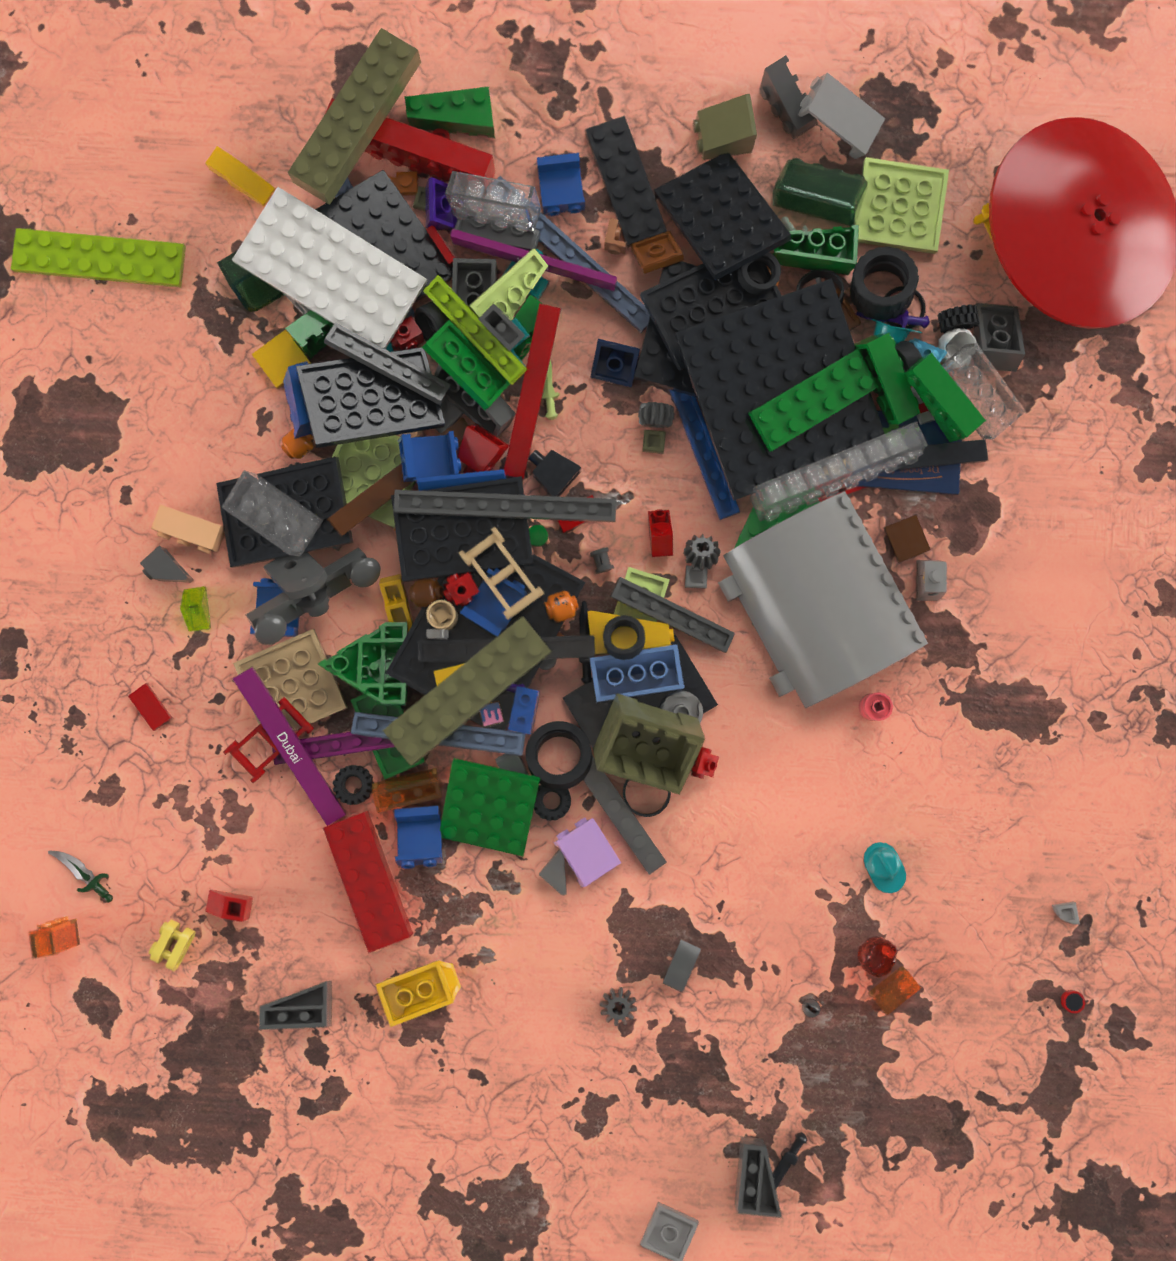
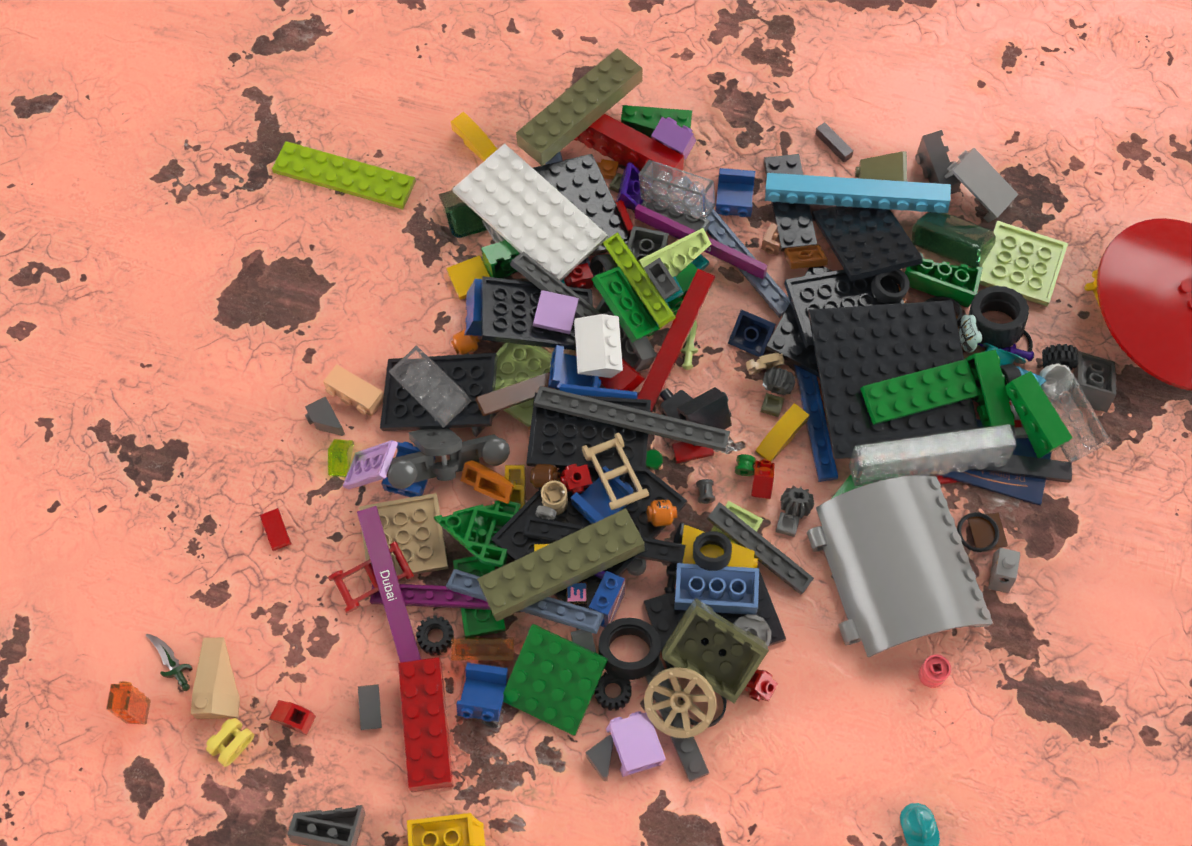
camera: 15 degrees right, 20 degrees down
(137, 889) = (214, 685): none -> tan wedge
(232, 619) = (370, 465): none -> lavender tile
(305, 875) = (369, 707): none -> dark grey slope
(364, 605) = (487, 481): none -> orange slope
(390, 393) = (555, 312): none -> lavender tile
(448, 424) = (598, 345): none -> white slope
(475, 133) = (673, 136): none -> medium lavender brick
(584, 474) = (707, 409): none -> black brick
(624, 803) = (678, 705): none -> tan wheel
(632, 399) = (765, 362): none -> tan plate
(638, 521) = (745, 465): none -> green wheel
(662, 90) = (834, 142): none -> piece
(671, 475) = (782, 433): none -> yellow slope
(702, 159) = (858, 192): none -> medium azure brick
(854, 312) = (968, 333): none -> light aqua dish
(908, 525) = (983, 516): none -> black tyre

